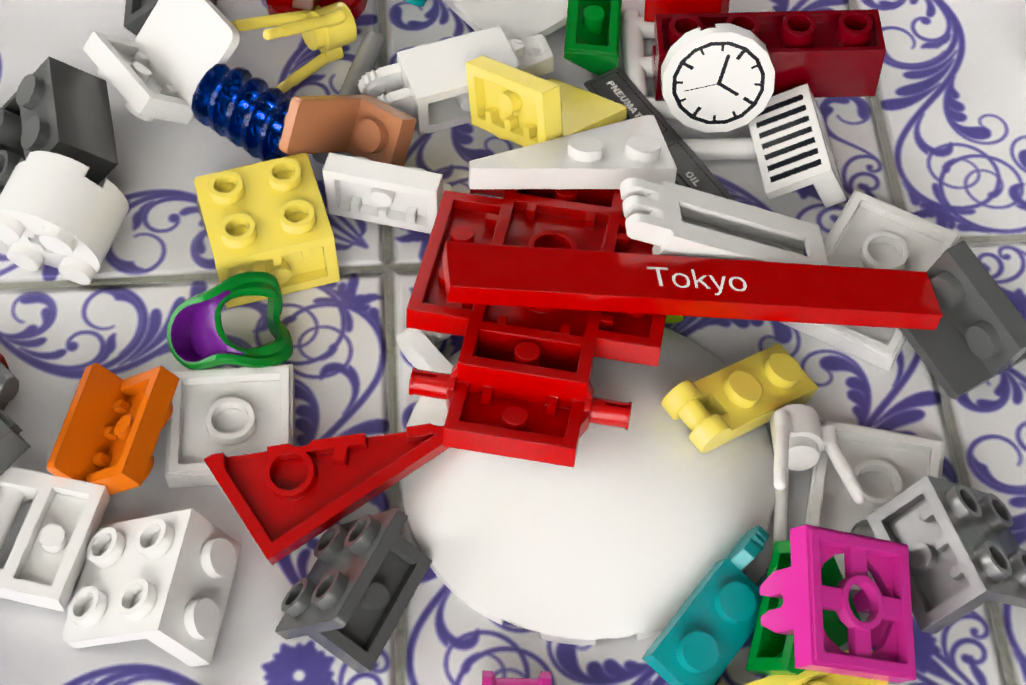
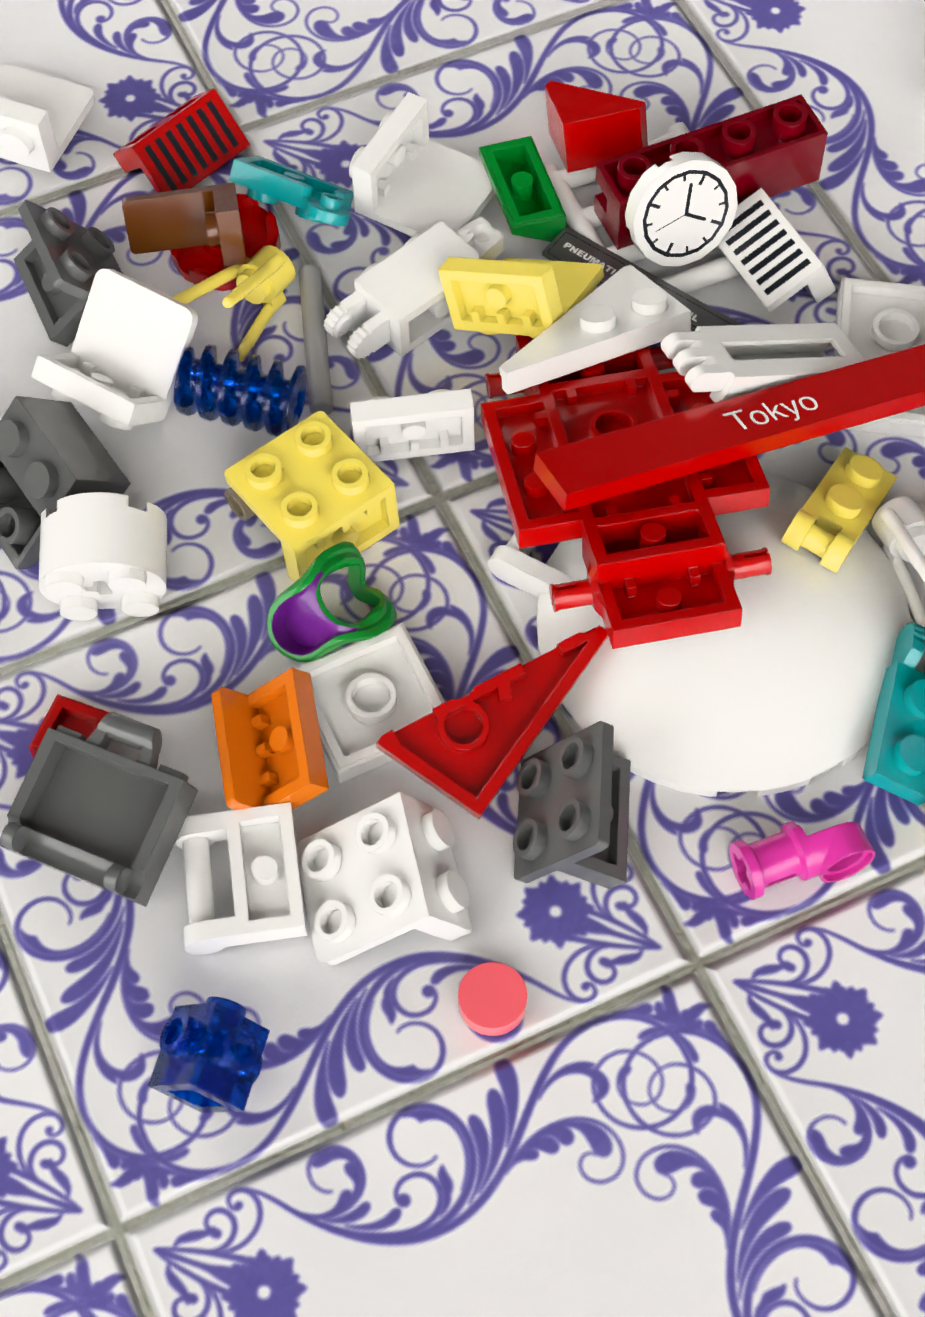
camera: 20 degrees left, 5 degrees up
(347, 125) = (349, 367): nougat bracket -> none

